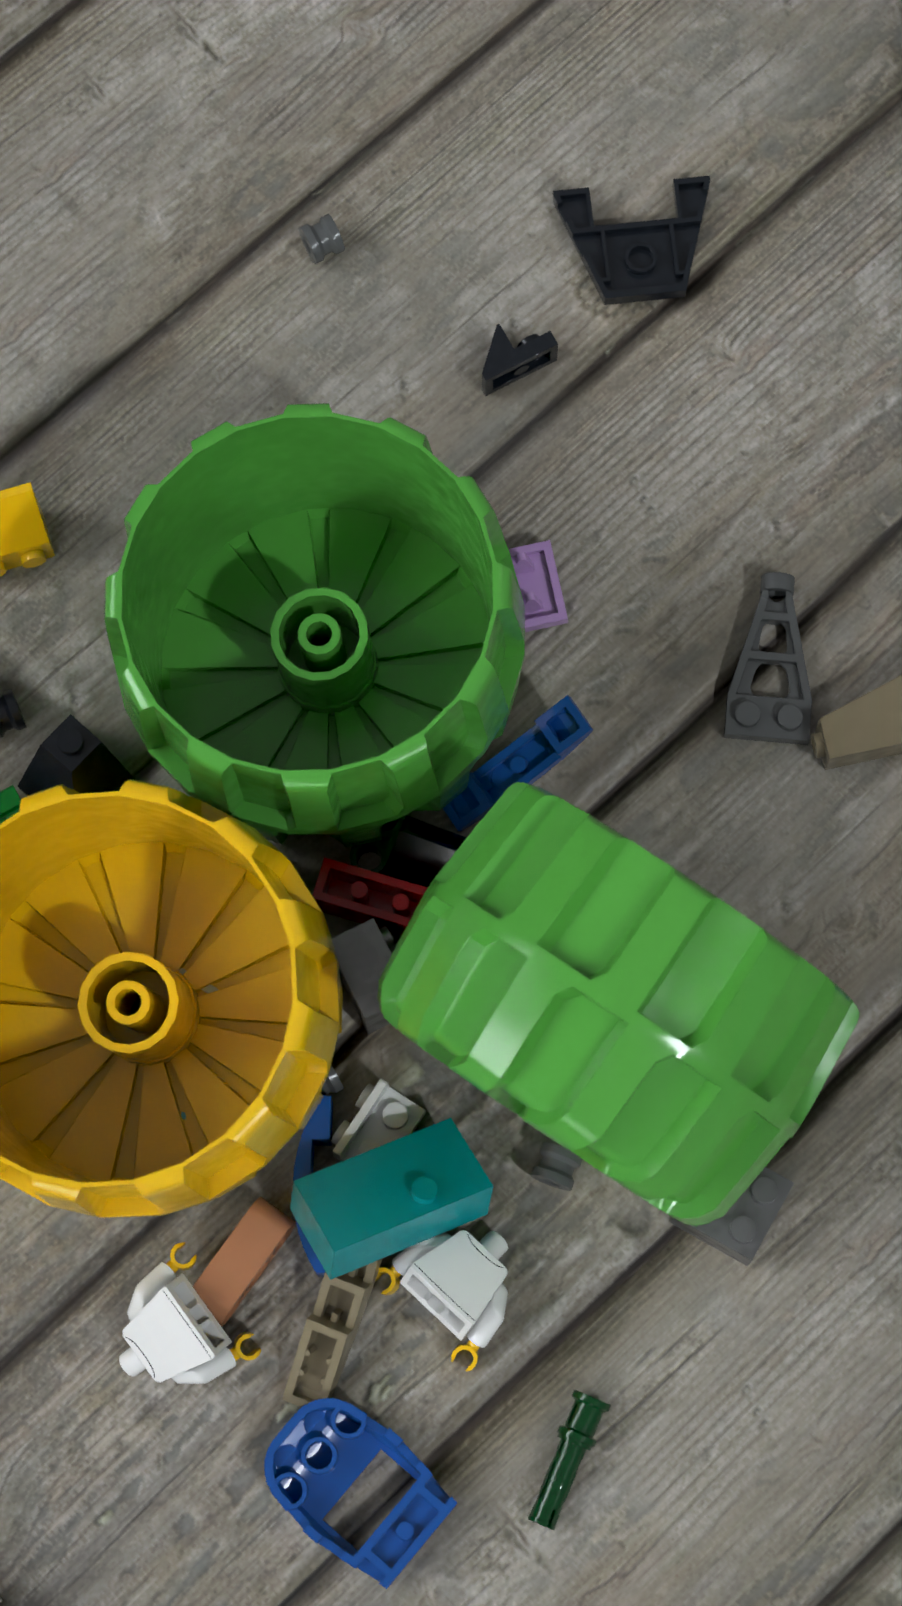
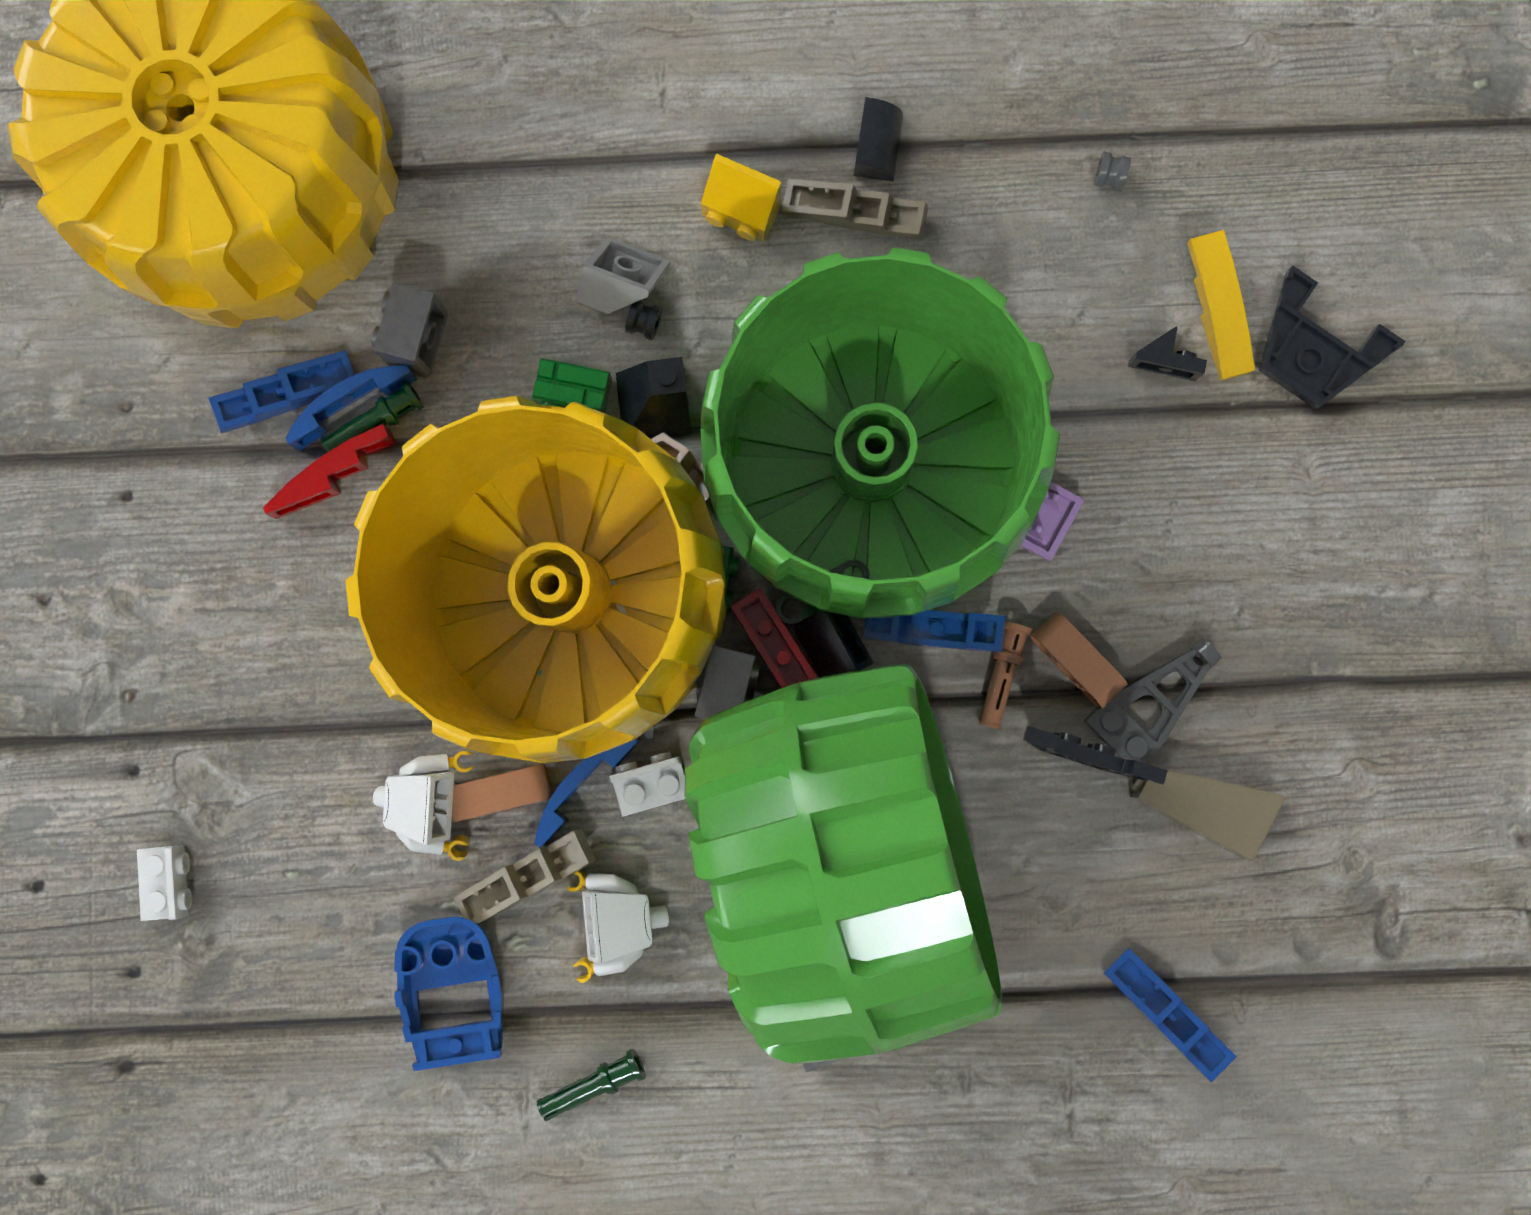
camera: 40 degrees right, 10 degrees up
(83, 381) = (878, 140): none -> black brick
(115, 458) = (854, 209): none -> dark tan slope
(390, 1198) = (616, 839): teal brick -> none
(522, 274) = (1222, 305): none -> yellow slope
(614, 755) = (1003, 674): none -> nougat pin
(670, 685) = (1079, 660): none -> nougat beam
(765, 752) = (1094, 755): none -> black wing

